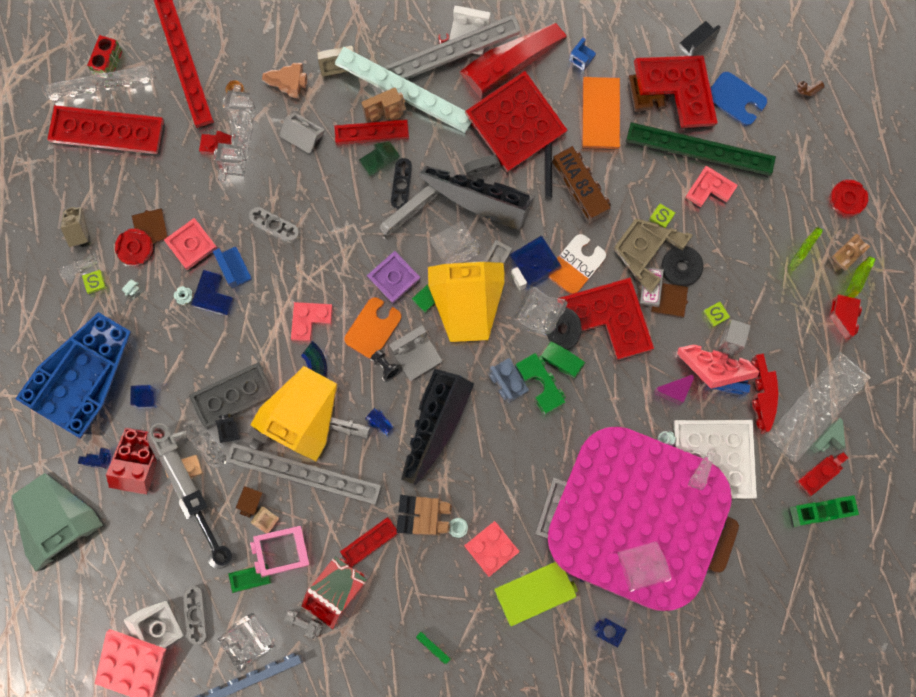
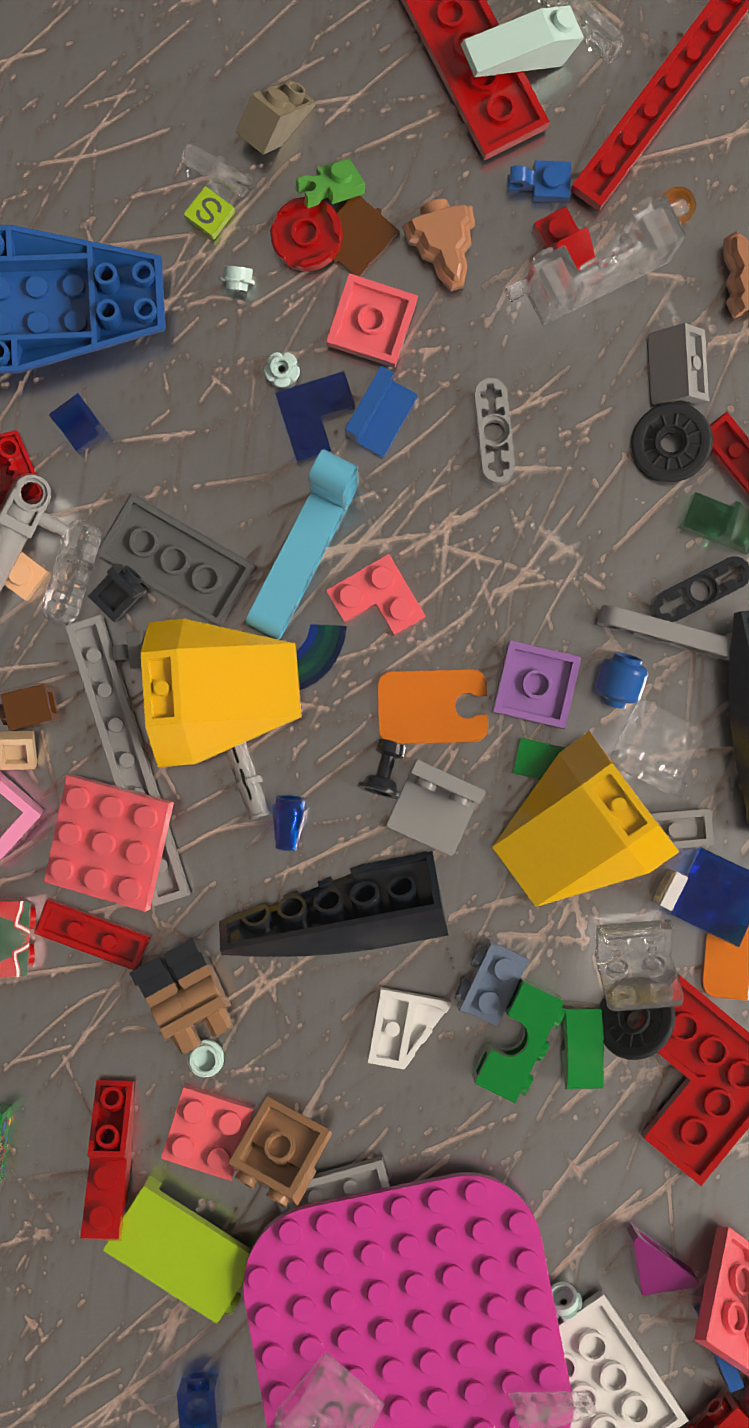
camera: 55 degrees right, 10 degrees up
(120, 220) = (333, 181): none -> bright green plate
(123, 105) = (525, 44): none -> light aqua slope
(178, 192) = (443, 239): none -> nougat rock
(184, 135) = (548, 180): none -> blue plate
(264, 333) = (332, 489): none -> medium azure beam
(333, 505) = (108, 842): none -> coral plate
(342, 159) = (666, 419): none -> black wheel
(416, 240) = (621, 680): none -> blue head
(473, 599) = (109, 1160): none -> red slope
(501, 430) = (402, 1025): none -> white wing
(520, 519) = (280, 1152): none -> medium nougat plate

